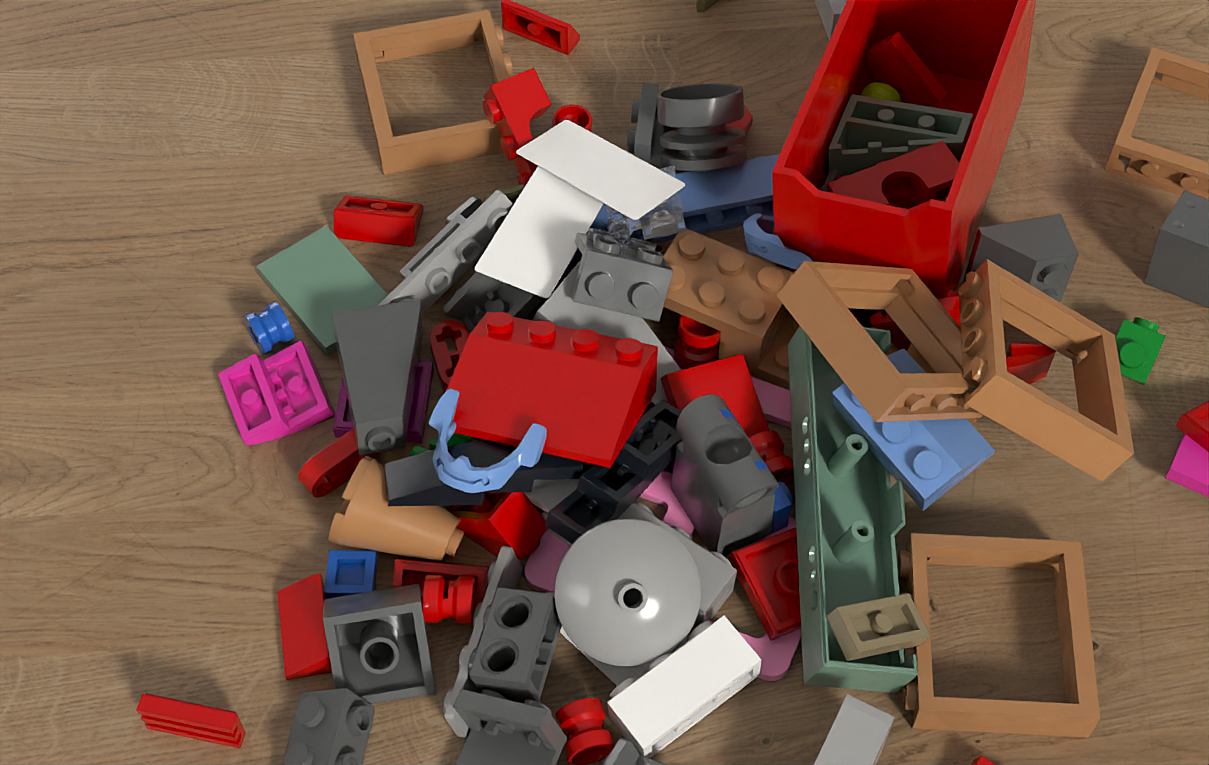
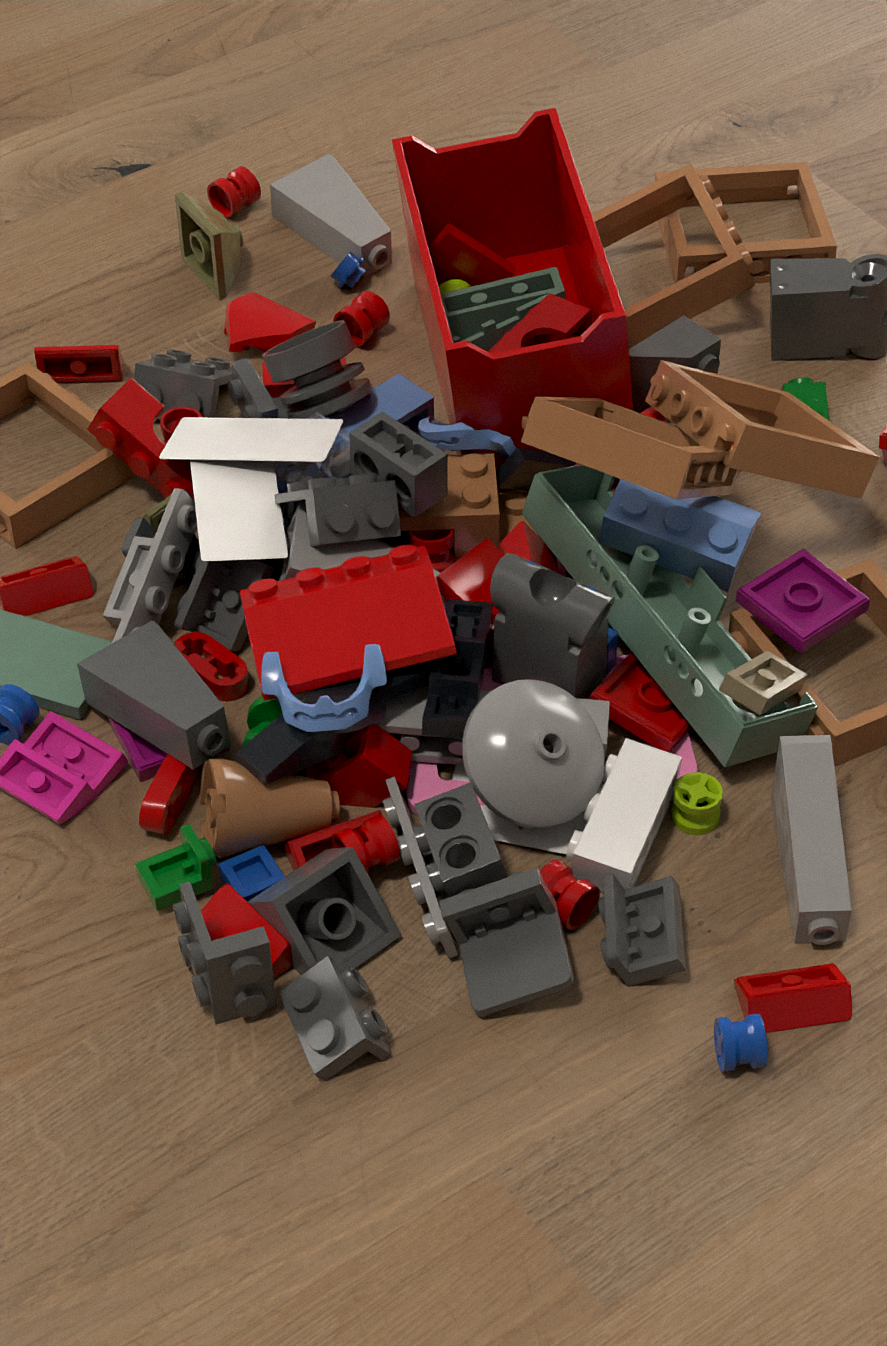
camera: 30 degrees left, 10 degrees down
(191, 720) = (192, 1060): red tile -> none
(259, 663) = (231, 970): none -> dark grey bracket
(296, 539) = (185, 863): none -> green bracket
(602, 82) = (182, 381): none -> dark grey bracket
(692, 253) = (403, 456): none -> dark grey brick
(712, 52) = (261, 323): none -> red slope
(761, 692) = (695, 790): none -> lime wheel
(764, 396) = (529, 545): none -> red slope
(792, 83) = (364, 316): none -> red wheel
(816, 31) = (348, 271): none -> blue plate
(983, 555) = (802, 600): none -> magenta tile
(1094, 191) = (698, 291): none -> medium nougat window

